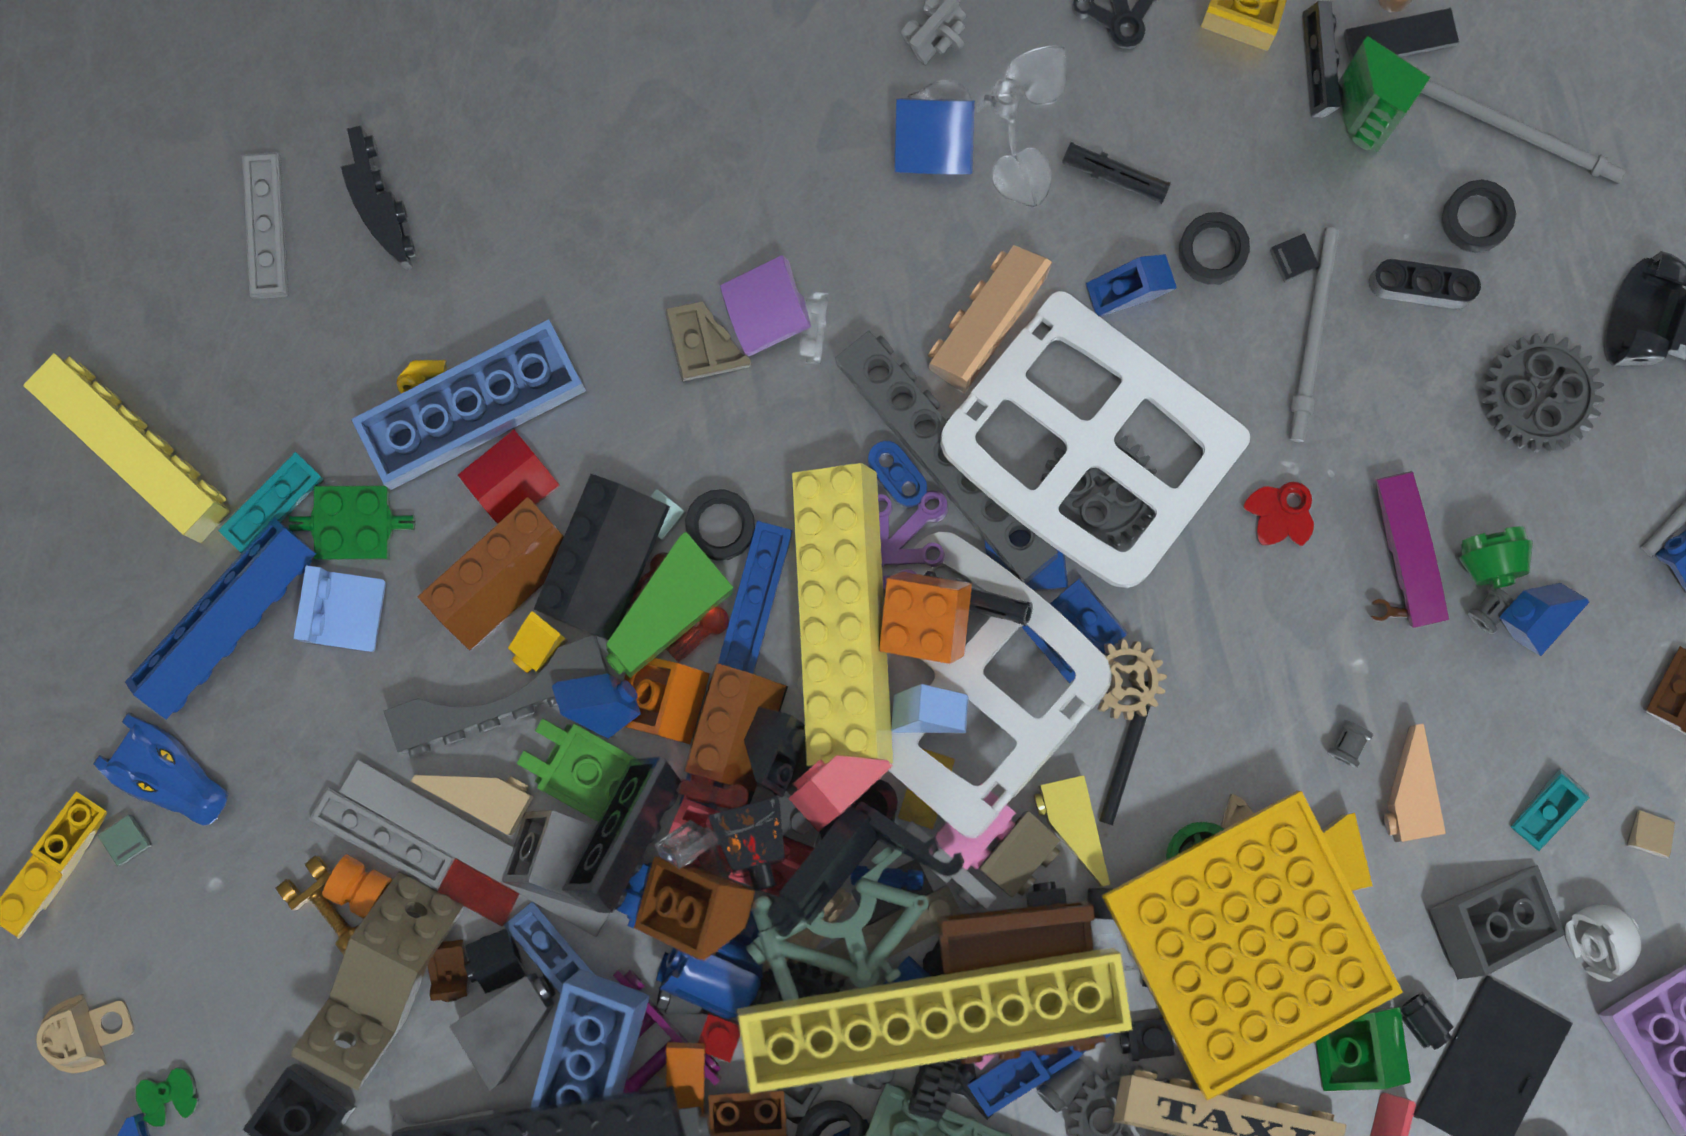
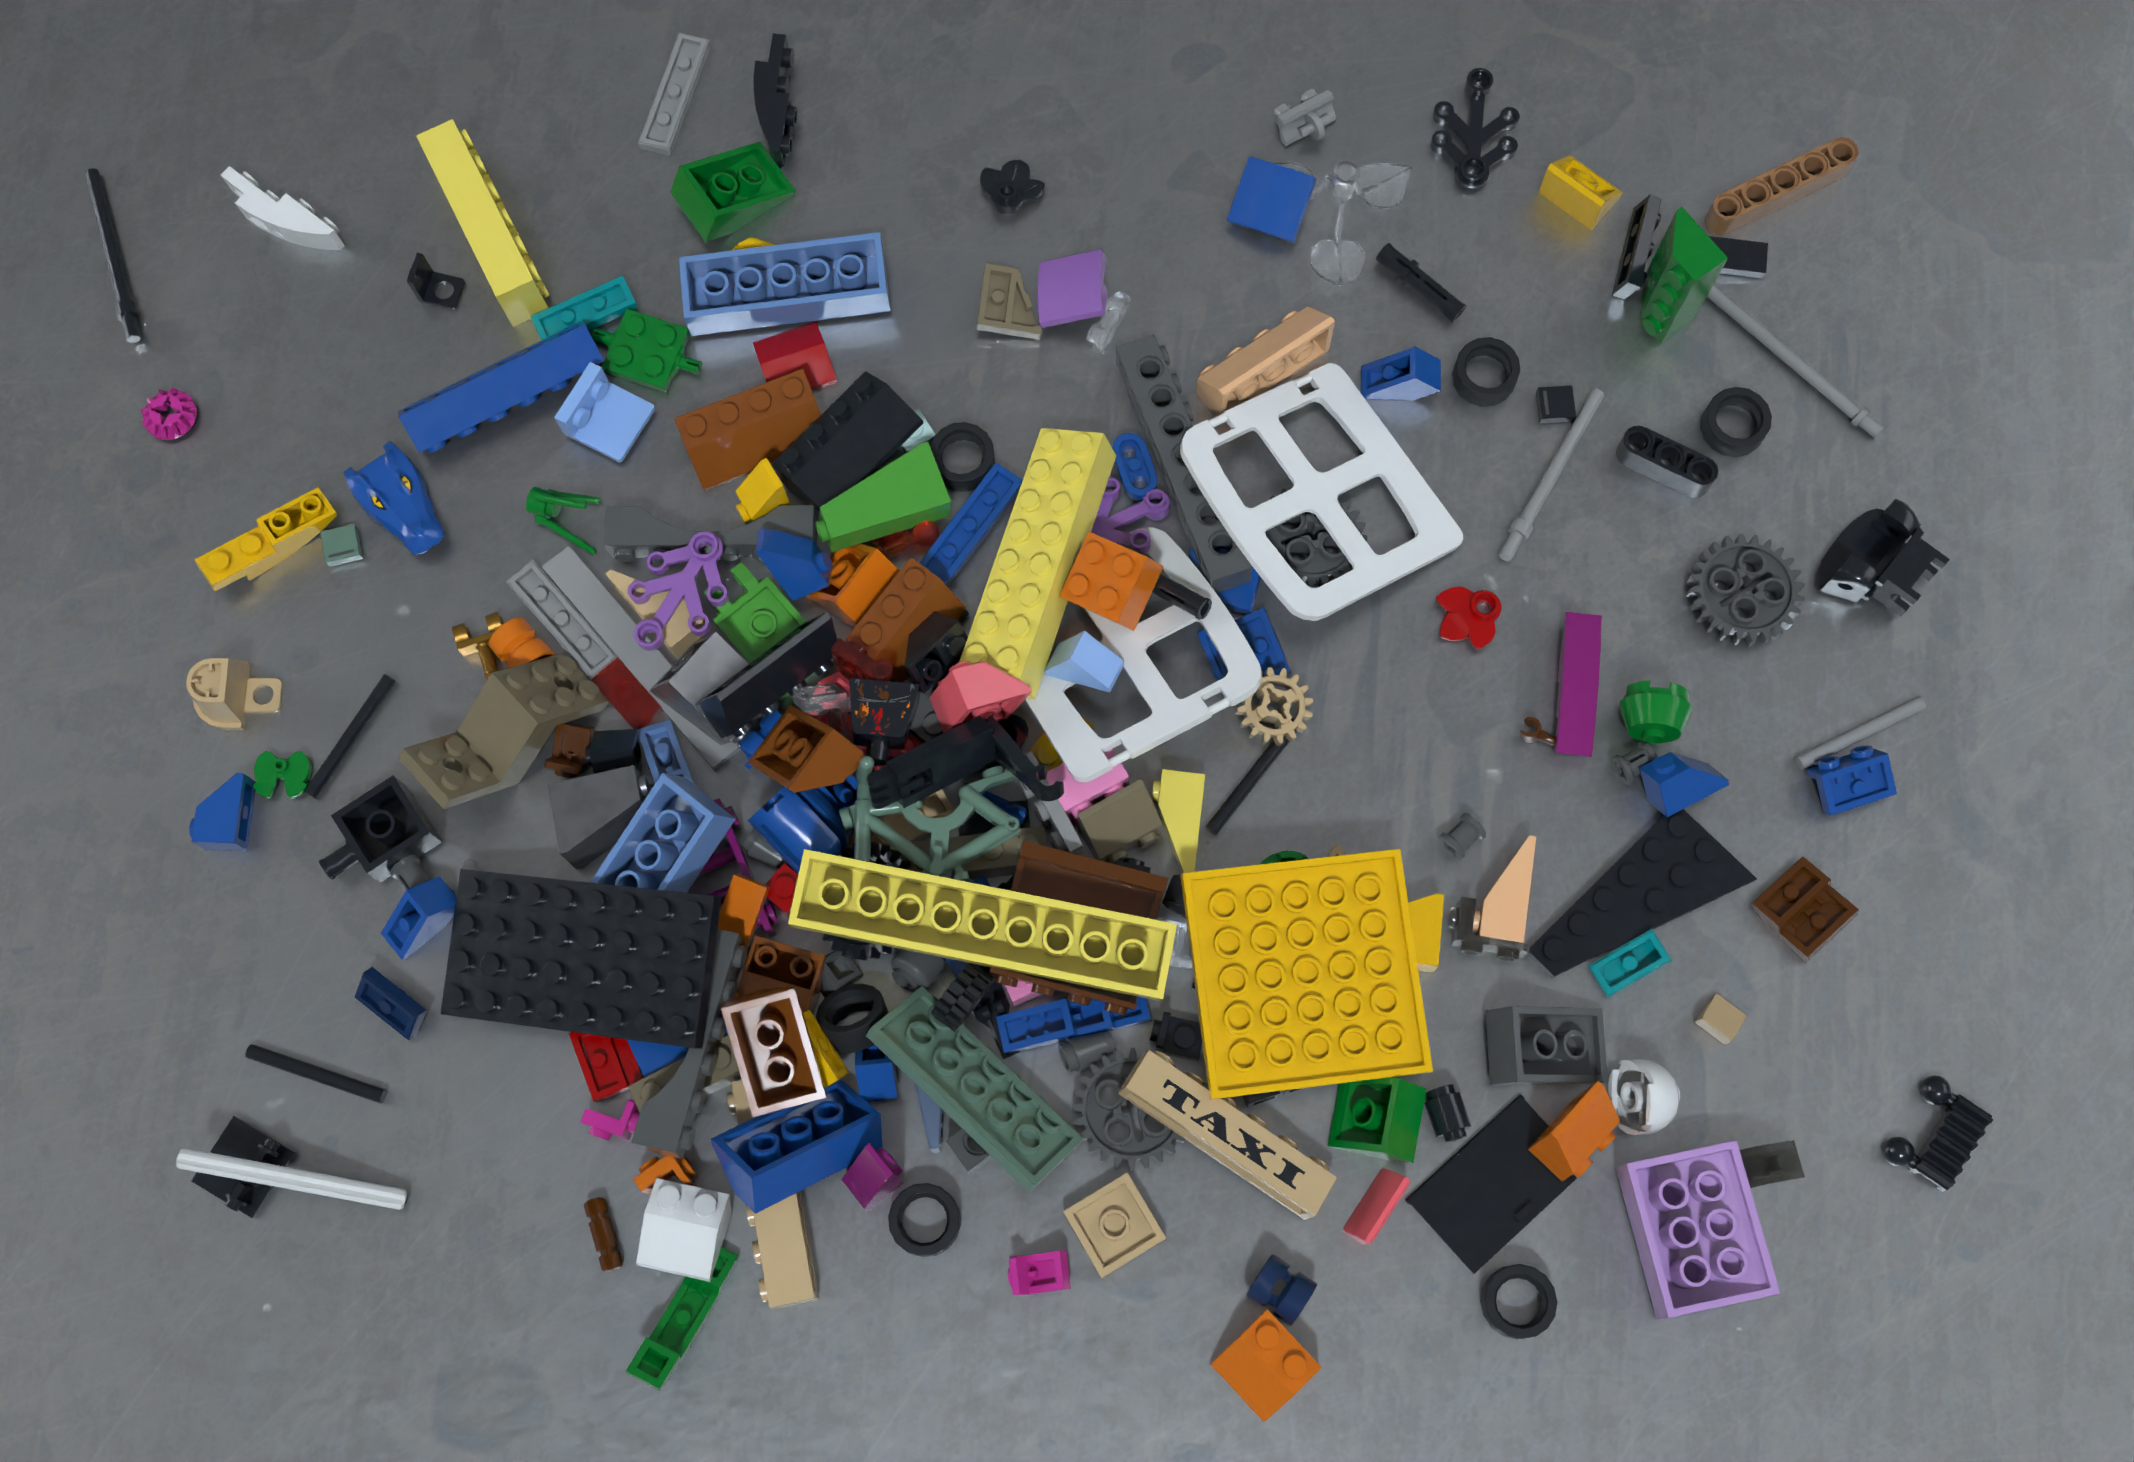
camera: 20 degrees right, 10 degrees down
(89, 528) = (425, 282): none -> black bracket
(218, 1033) = (350, 736): none -> black bar
(318, 723) = (549, 503): none -> green plant
(370, 316) = (730, 189): none -> green slope
(495, 768) = (680, 586): none -> medium lavender plant
(655, 205) = (1010, 186): none -> black plate
(1378, 829) = (1462, 919): none -> clear smoke bracket
(1546, 724) = (1653, 883): none -> black wing
(1553, 999) = (1577, 1133): none -> orange slope

